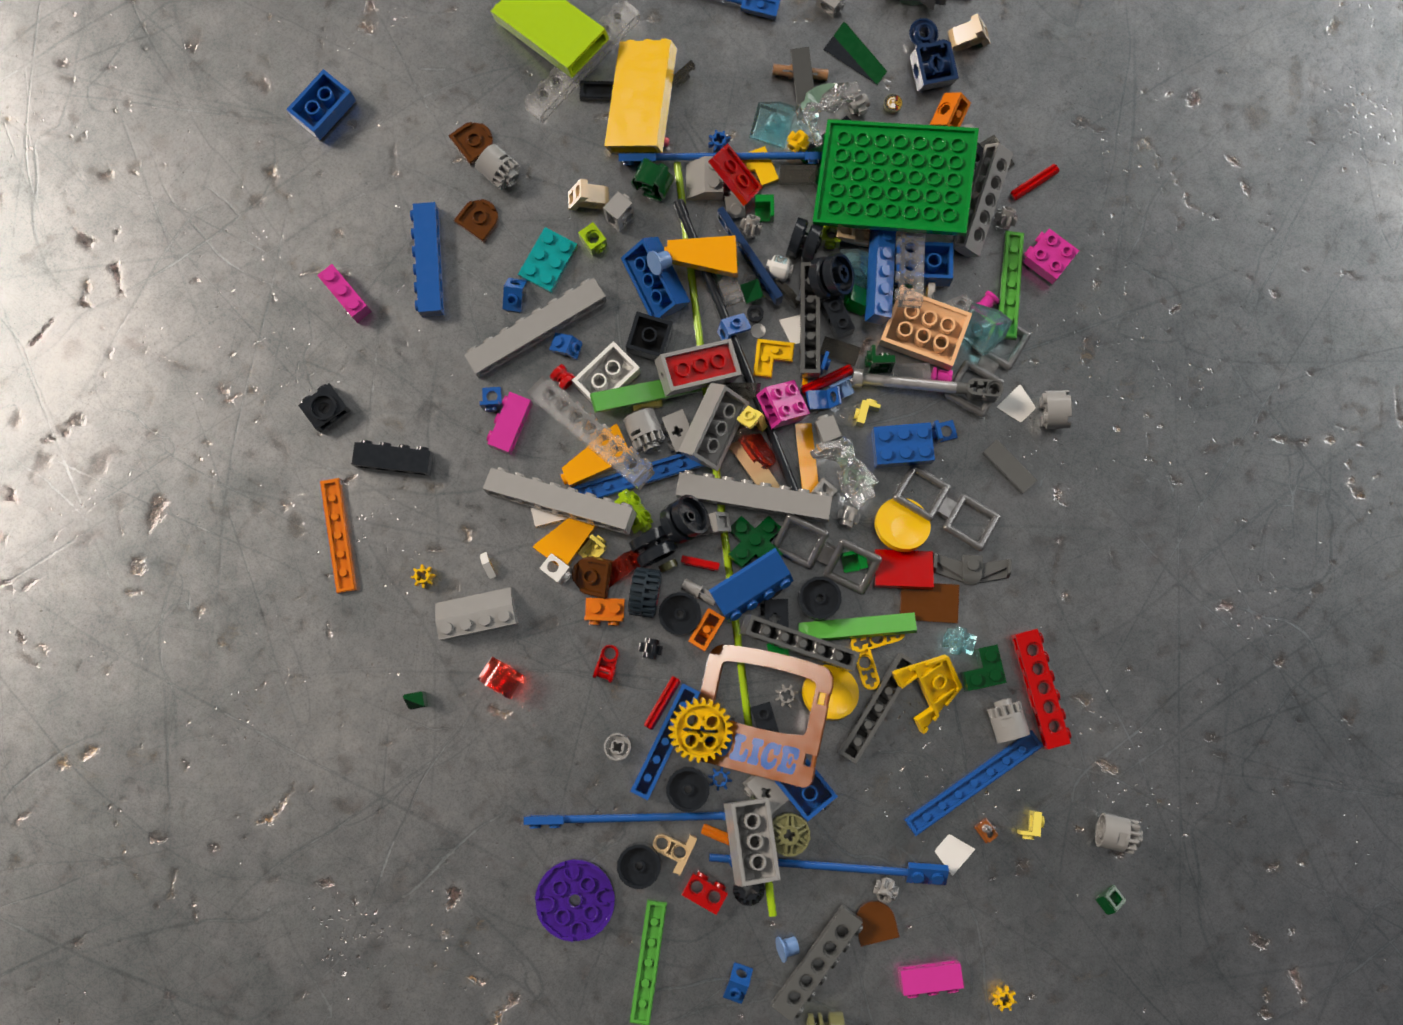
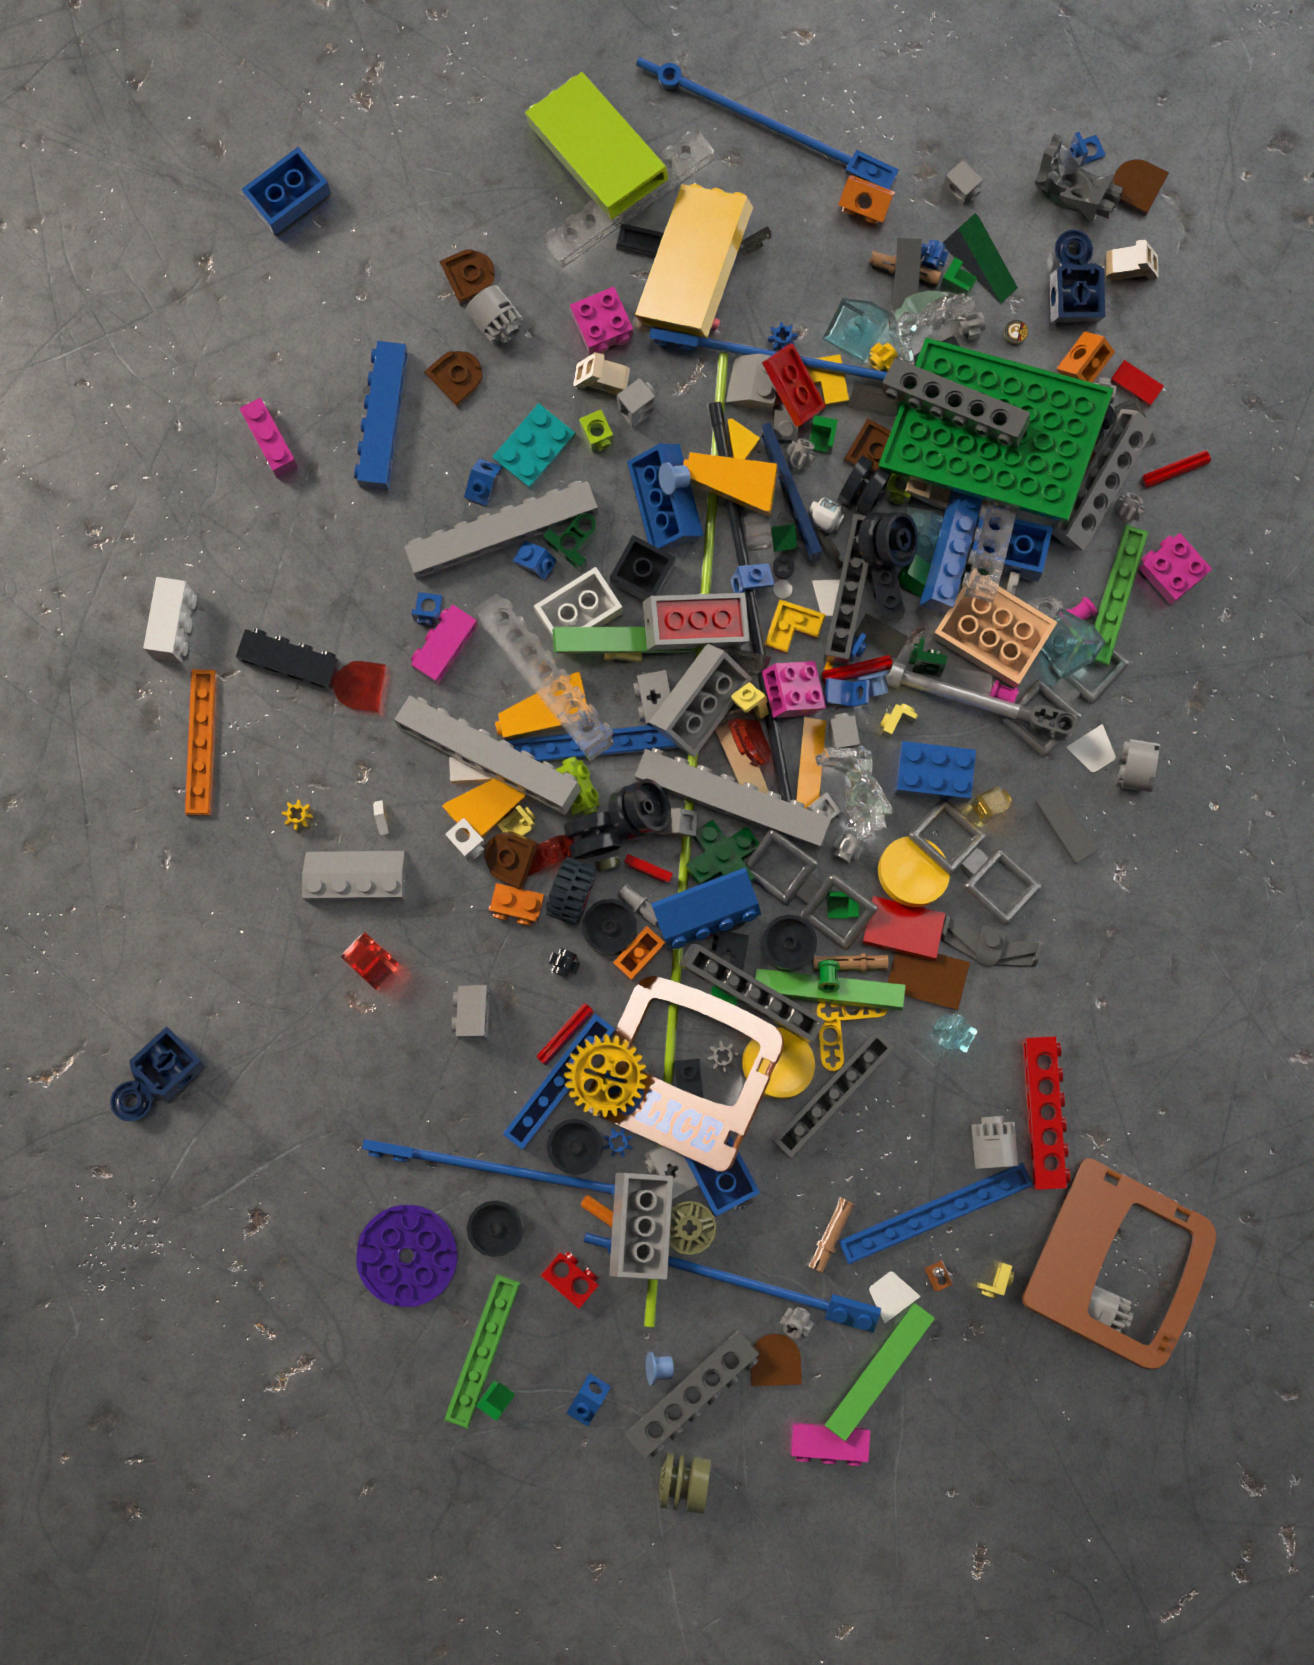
camera: 10 degrees right, 0 degrees up
(295, 446) = (169, 620): none -> white brick
(313, 406) = (202, 571): black brick -> none
(355, 798) = (159, 1074): none -> dark blue brick
(416, 700) = (258, 967): dark green slope -> none
(452, 467) = (360, 685): none -> clear red tile
(562, 377) = (522, 599): red wheel -> none
(580, 155) = (602, 321): none -> dark pink brick
(587, 700) = (472, 1011): none -> light grey slope
(592, 320) = (573, 534): none -> dark green tile
(606, 664) = (505, 972): red piece -> none
(617, 746) = (497, 1076): light grey wheel -> none
(644, 430) = (612, 687): light grey gear -> none
(652, 179) = (687, 370): dark green brick -> none
(666, 998) = (495, 1400): none -> green panel
(672, 845) = (541, 1212): tan tile -> none
(704, 224) = (741, 440): none -> yellow slope
(752, 898) = (627, 1300): black gear -> none
(771, 23) = (880, 196): none -> orange brick
(801, 206) = (870, 443): none -> reddish brown tile
(819, 57) = (933, 254): none -> blue gear
(840, 72) = (957, 279): none -> green panel
(854, 155) = (950, 392): none -> dark grey brick
(855, 617) = (828, 976): none -> green bush
(868, 604) = (855, 963): none -> medium nougat pin
(898, 816) = (831, 1235): none -> medium nougat pin
(937, 433) = (982, 760): blue bracket -> none
(938, 683) = (915, 1078): yellow wing -> none
(950, 461) = (991, 804): none -> clear yellow slope
(957, 916) = (879, 1372): none -> bright green tile
(989, 672) = (983, 1080): dark green brick -> none
(991, 124) = (1136, 383): none -> red tile
(1000, 992) = (914, 1478): yellow gear -> none
(1089, 794) = (1077, 1248): none -> dark orange door
(1111, 900) = (1077, 1394): dark green slope -> none

